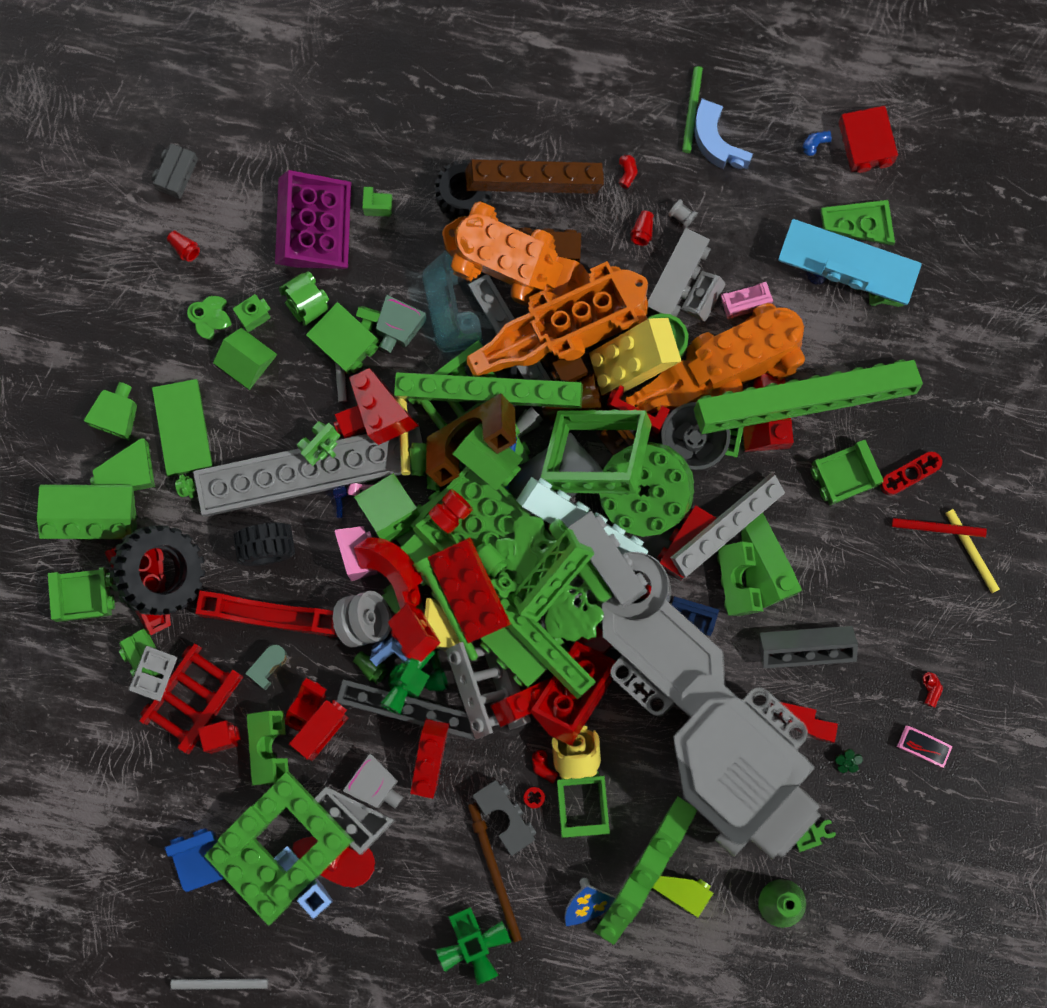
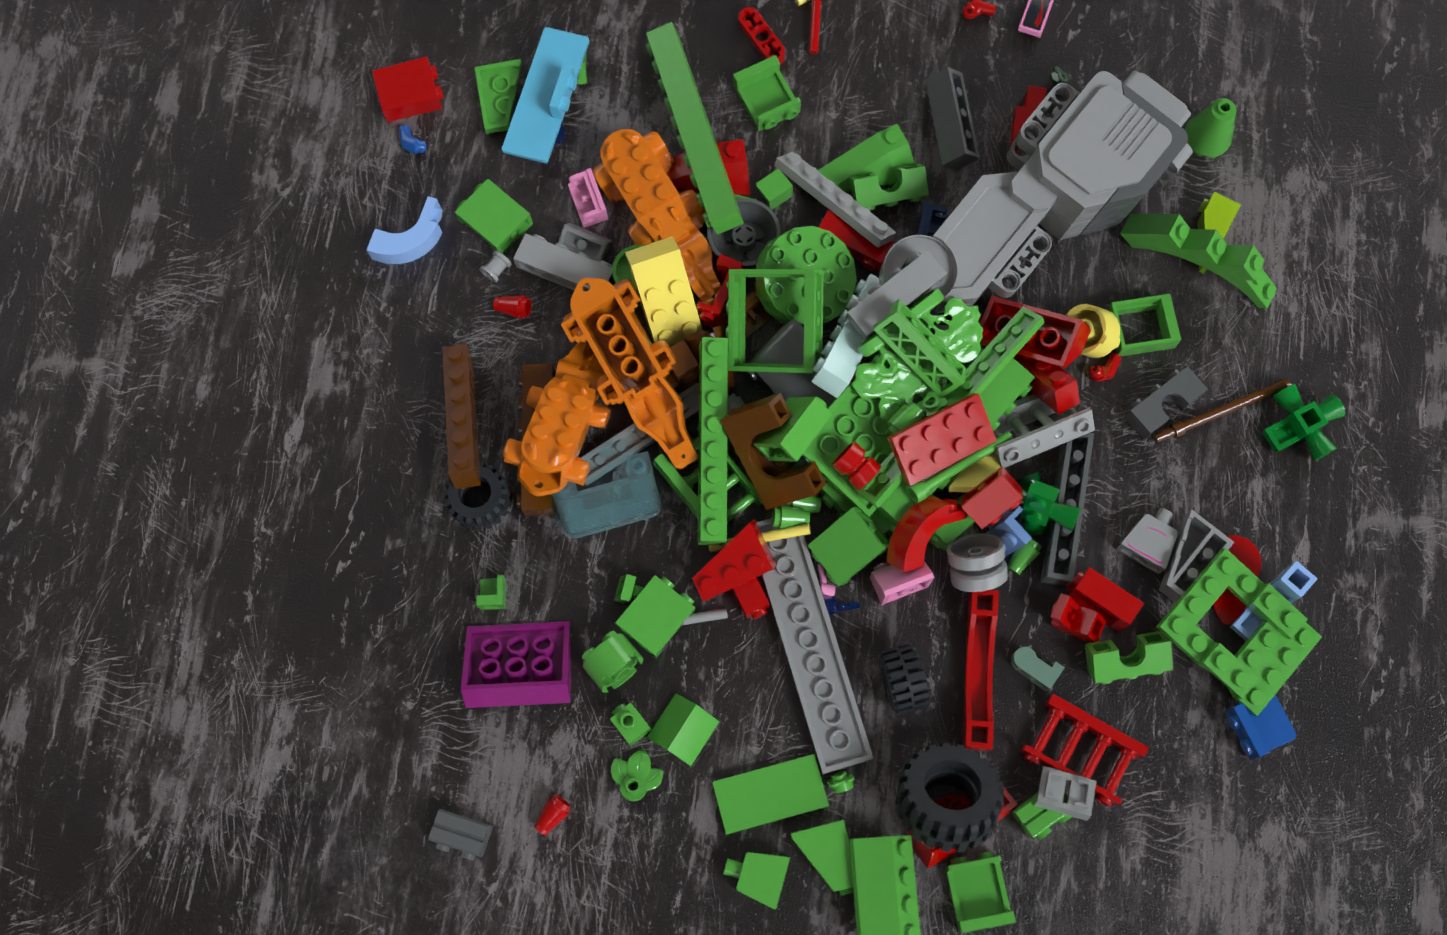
camera: 90 degrees left, 5 degrees down
(219, 736) = (1126, 709): red brick -> none
(220, 984) = (1387, 689): light grey bar -> none
(321, 445) = (772, 621): bright green hips -> none
(398, 323) = (634, 556): sand green torso -> none
(429, 758) = (1120, 477): red brick -> none
(533, 805) = (1139, 368): red bush -> none
(587, 904) = (1240, 315): blue shield -> none
(630, 169) = (447, 323): red arm -> none
(692, 109) = (375, 265): bright green bar -> none
(731, 213) = (494, 216): none -> bright green panel
(744, 471) = (775, 188): none -> bright green panel

